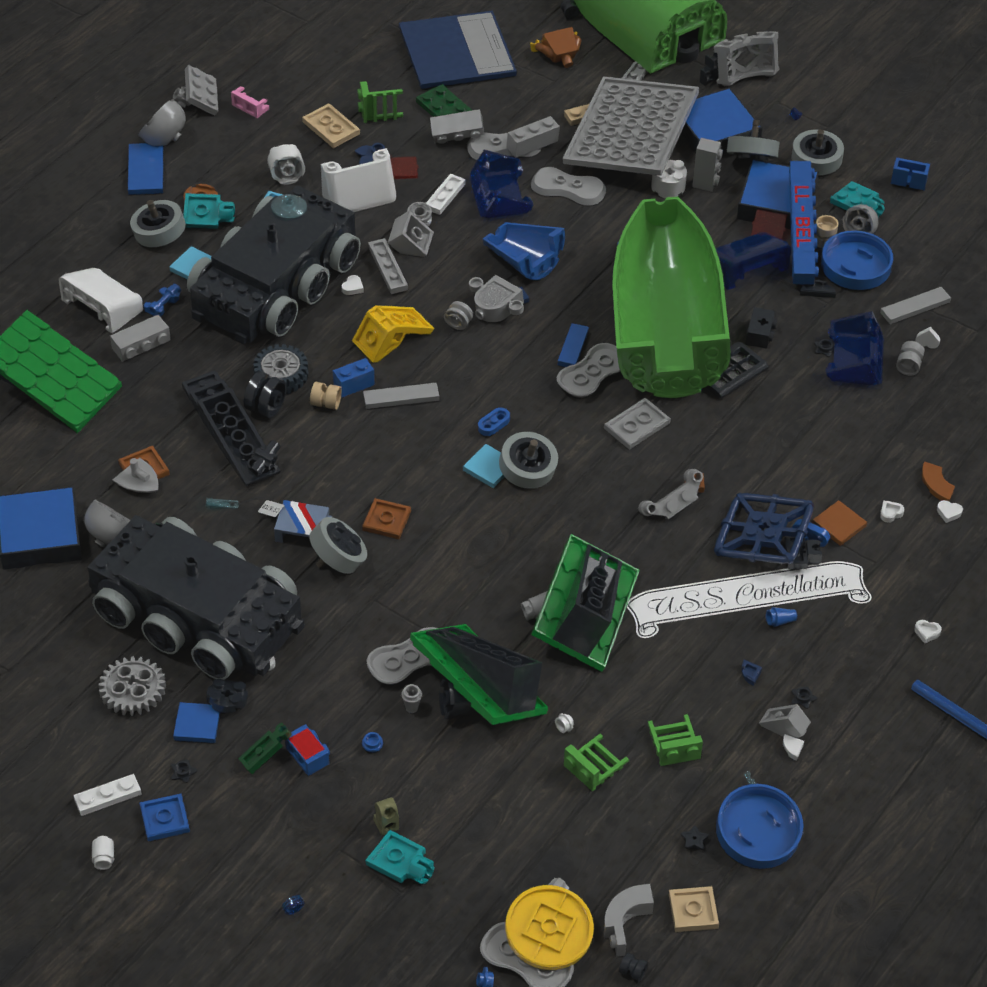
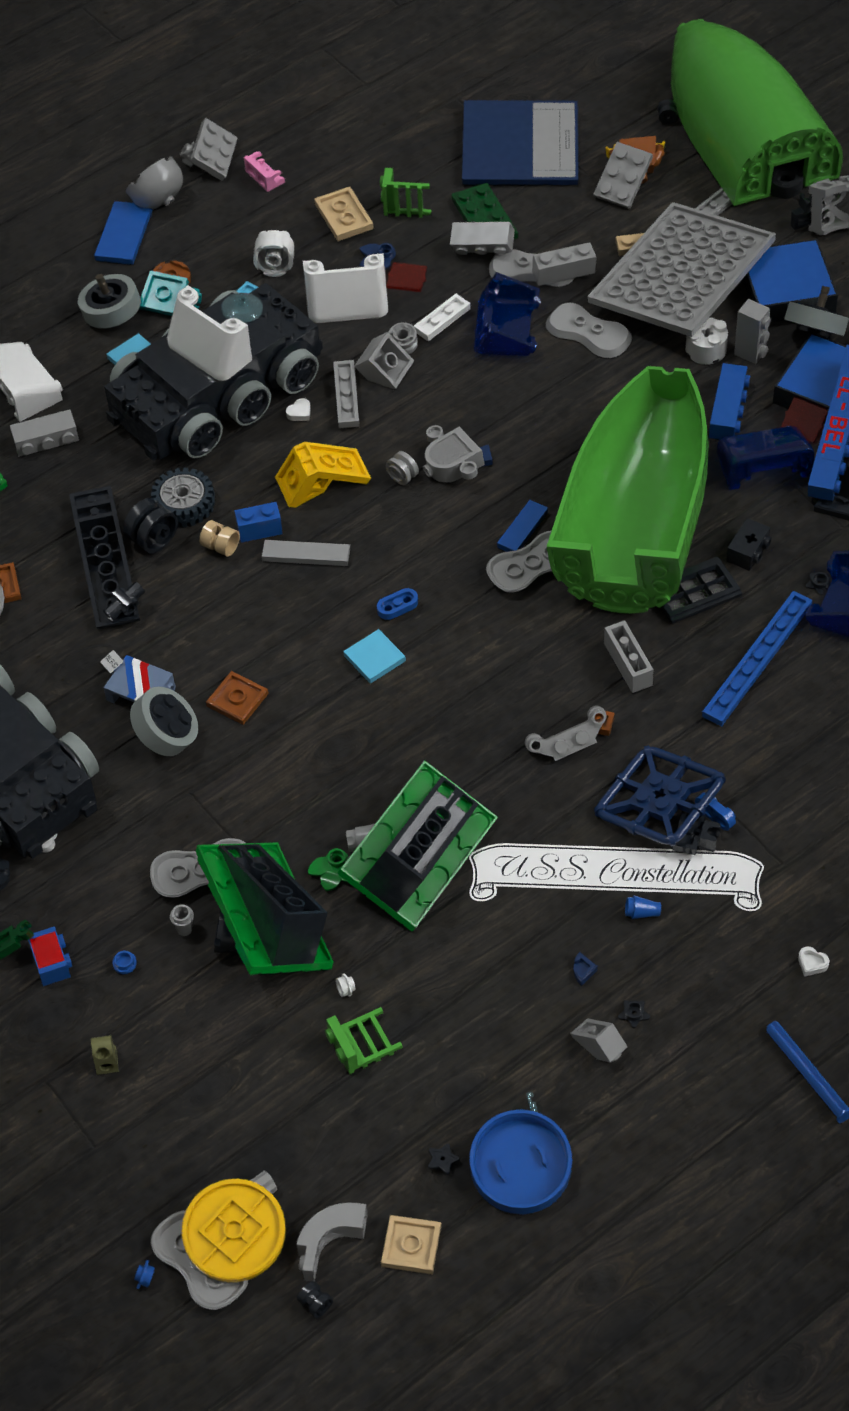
camera: 20 degrees right, 5 degrees up
(169, 294) = (95, 387): blue piece -> none
(220, 503) = (52, 641): clear light blue piece -> none
(272, 233) = (210, 346): none -> white windscreen
(400, 859) = (104, 1108): teal plate -> none
(518, 636) = (328, 869): none -> green plate
(527, 247) = (509, 400): blue cone -> none
(528, 460) = (416, 658): wheel -> none
(554, 62) = (623, 175): none -> light grey plate
(637, 423) = (562, 636): light grey tile -> none
(676, 747) = (463, 1047): bright green plate -> none
(699, 428) = (628, 656): none -> light grey brick
(704, 209) = (728, 401): none -> blue brick
(792, 746) = (599, 1071): white tile -> none
(799, 412) = (756, 659): none -> blue plate
(840, 522) = (755, 805): dark orange tile -> none
(891, 510) = (823, 802): white tile -> none

